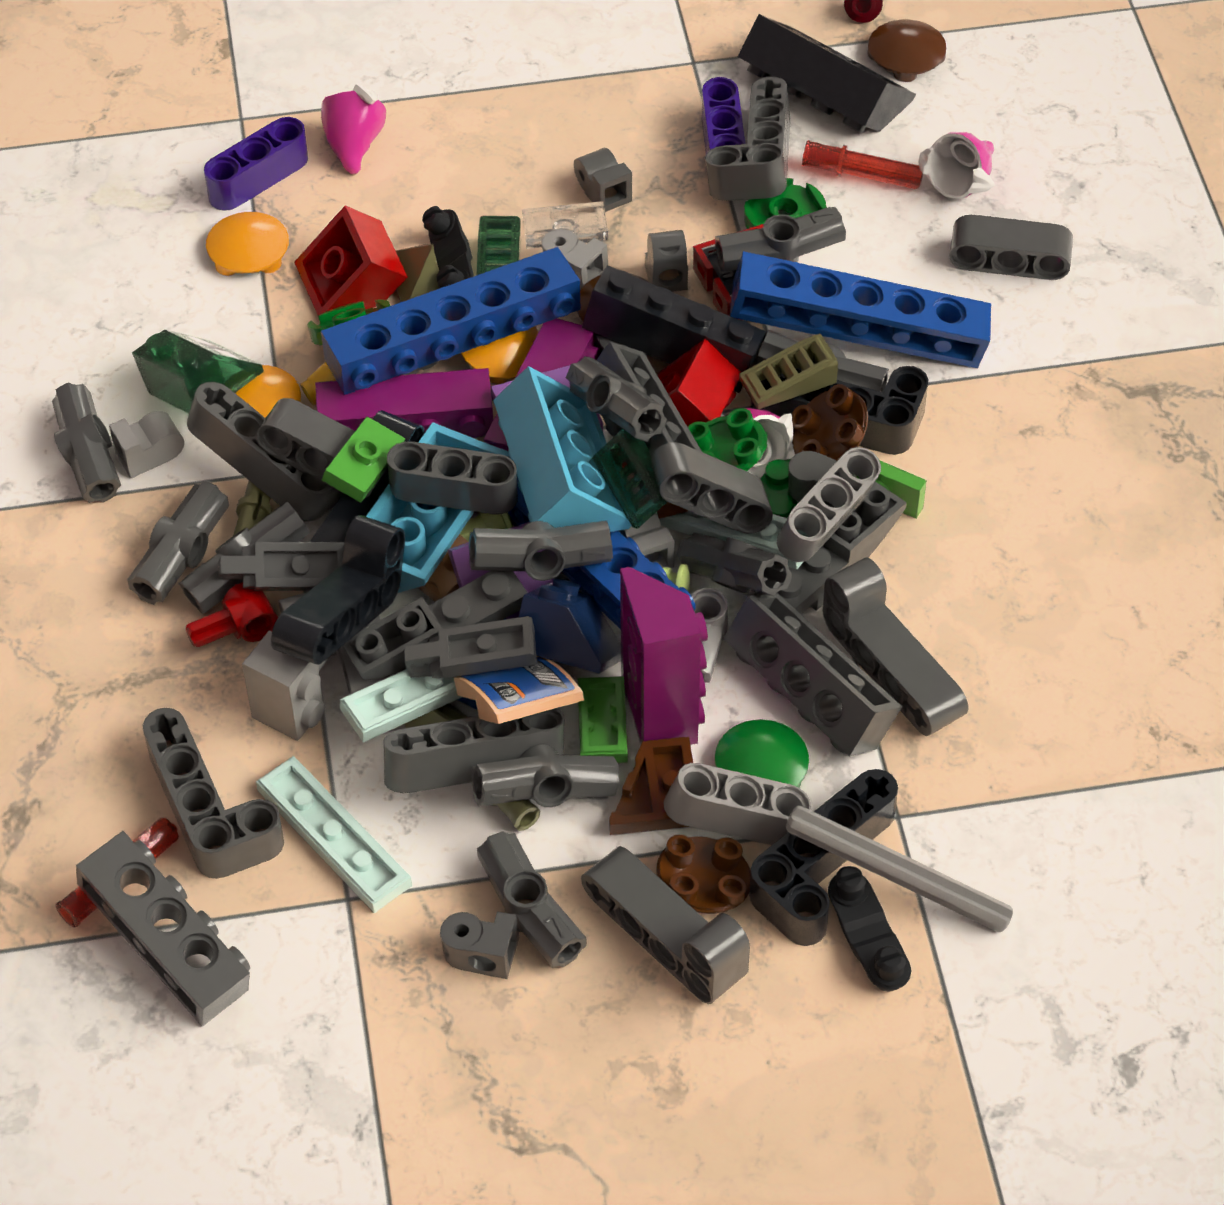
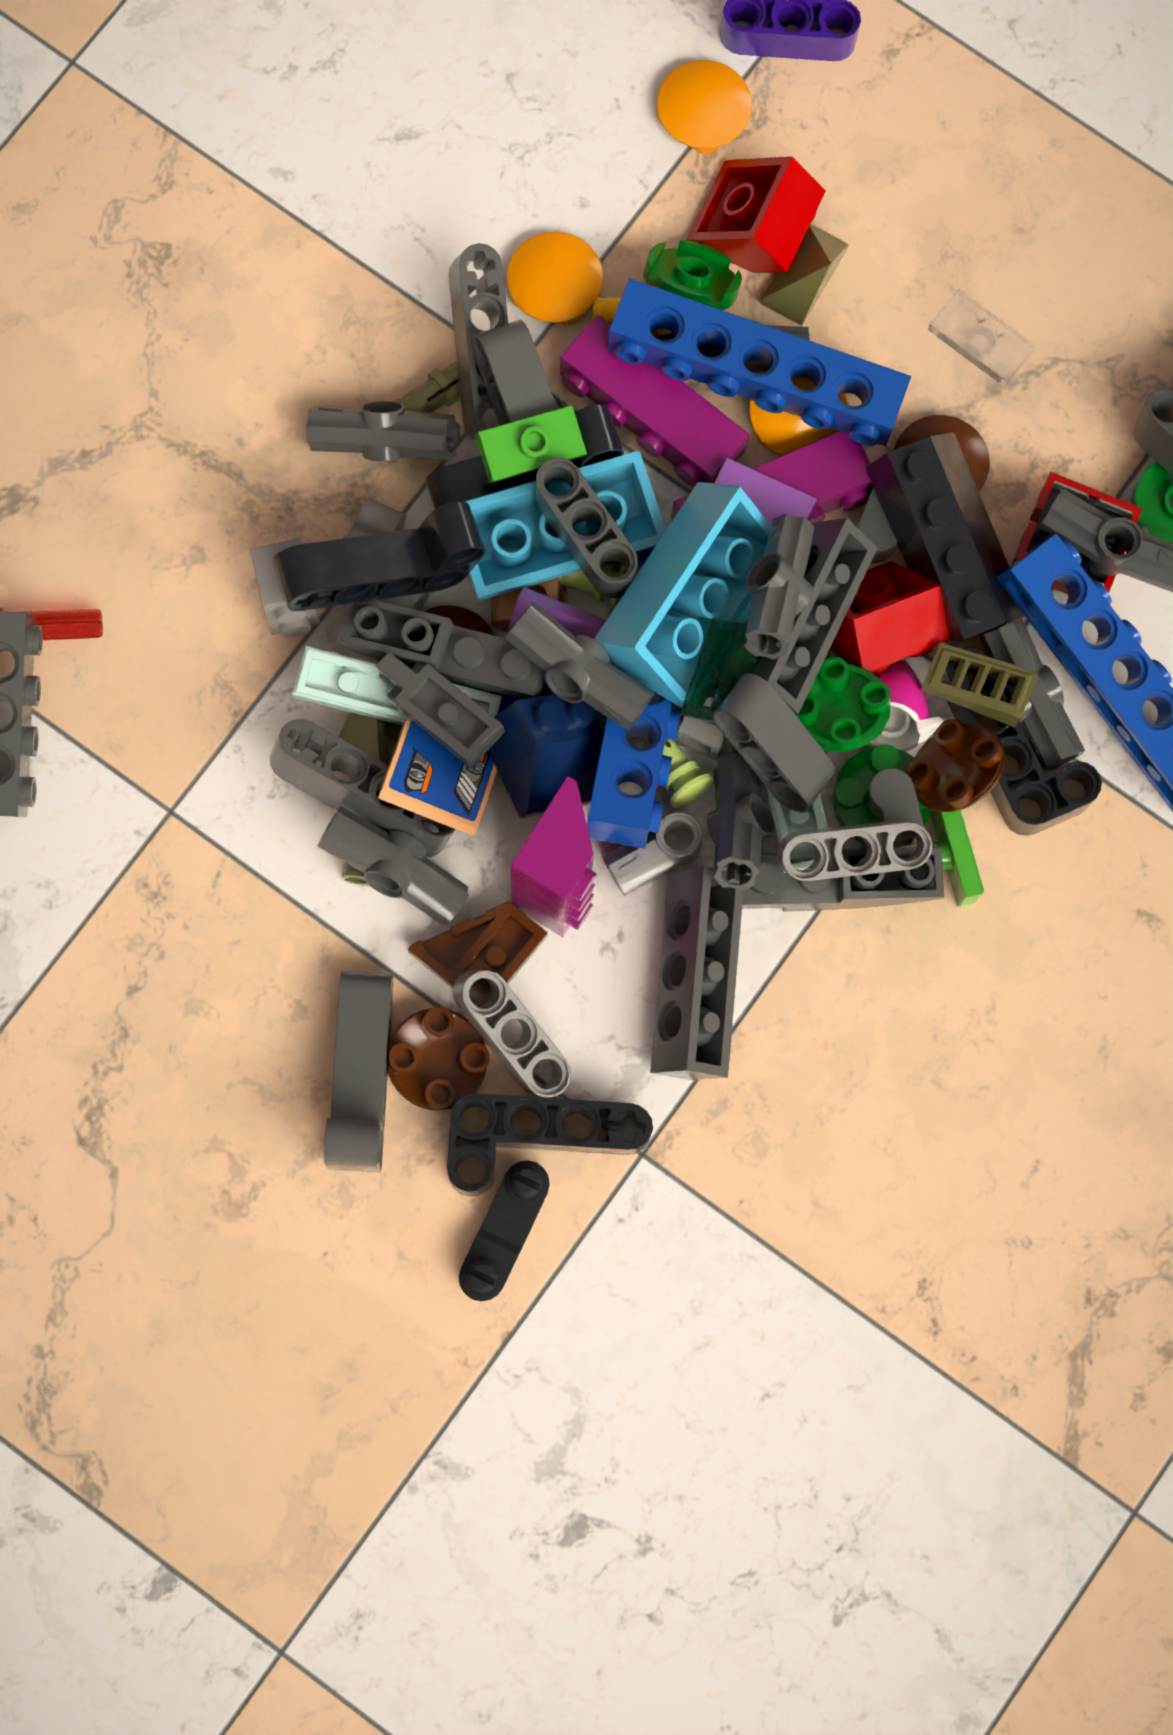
camera: 40 degrees right, 25 degrees up
(85, 443) = (374, 194): dark grey piece -> none
(146, 442) = (422, 239): light grey leg -> none
(178, 542) = (353, 364): dark grey piece -> none
(179, 363) = (527, 204): clear green slope -> none
(214, 825) = (150, 614): dark grey beam -> none
(244, 614) = (335, 483): red axle -> none
(282, 565) = (391, 475): dark grey hinge -> none
(334, 834) = (212, 746): light aqua tile -> none
(351, 124) = (905, 63): dark pink hat -> none
(449, 245) = (833, 308): black piece -> none
(479, 944) = (209, 947): dark grey leg -> none
(495, 236) = (918, 291): clear green slope -> none
(543, 919) = (277, 982): dark grey piece -> none
(585, 259) = (946, 380): light grey leg -> none
(600, 171) = (1064, 320): dark grey leg -> none
(603, 718) = (488, 860): bright green plate -> none
(666, 252) = (1023, 458): dark grey leg -> none
(764, 751) = (588, 1004): green dish -> none
(888, 650) = (785, 1017): dark grey beam -> none
(899, 869) = (570, 1210): light grey axle -> none

